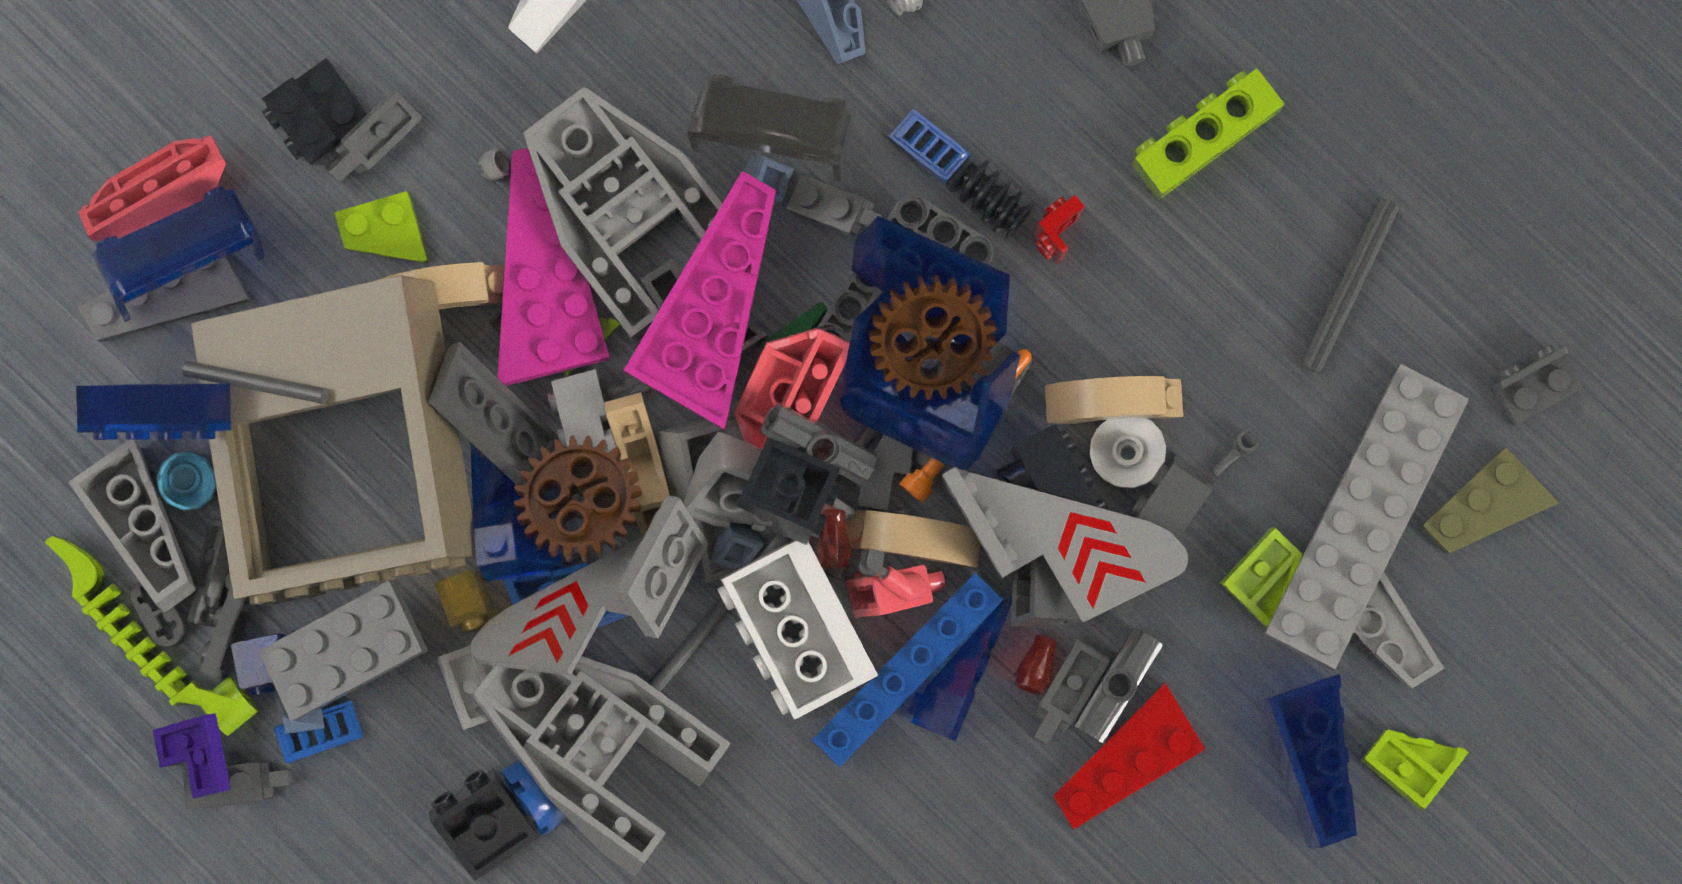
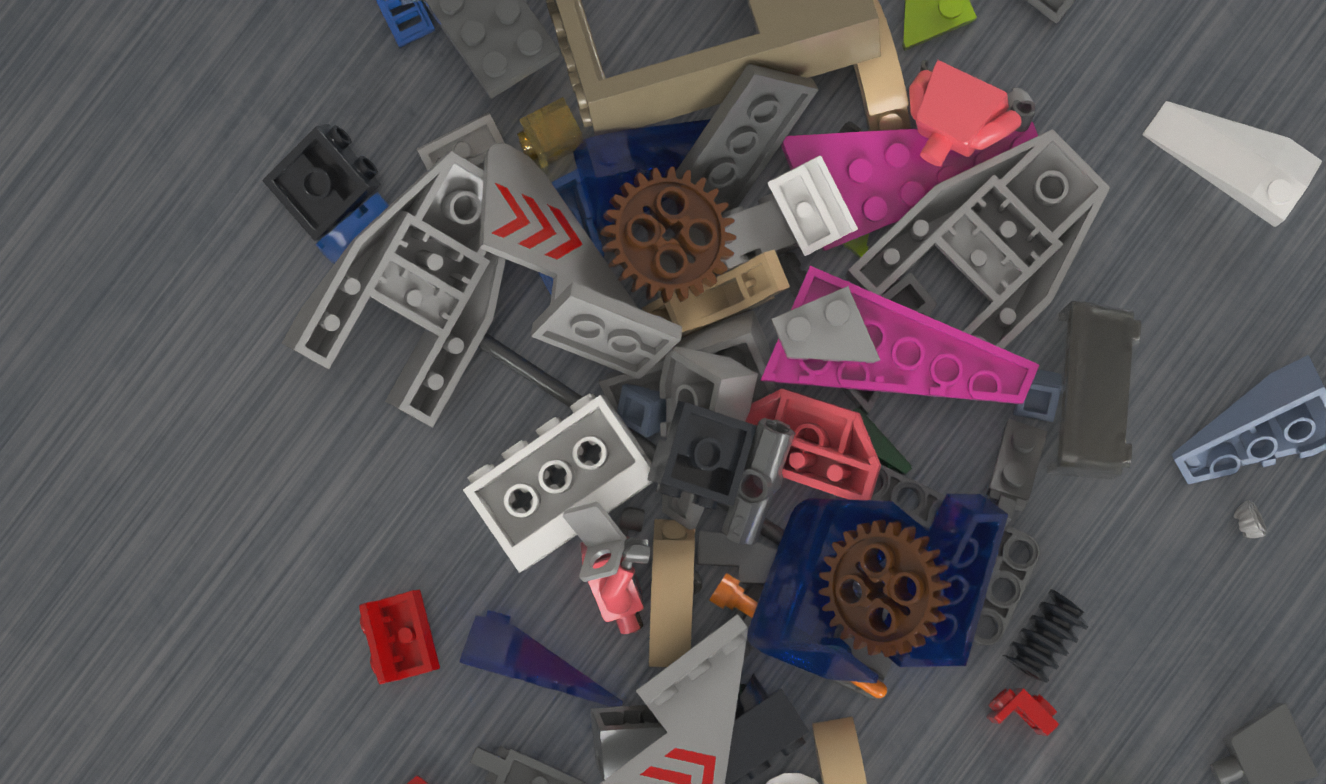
camera: 80 degrees right, 0 degrees up
(496, 215) = (960, 112): none -> coral torso
(566, 362) = (812, 205): none -> white plate
(686, 362) = (826, 330): none -> light grey wing
(833, 544) = (656, 510): clear red cone -> none
(853, 595) = (600, 537): none -> light grey bracket
(907, 669) = (531, 604): blue brick -> none
(923, 798) = (398, 637): none -> red bracket
(943, 175) = (1075, 591): blue slope -> none
(1036, 667) = (549, 741): clear red cone -> none

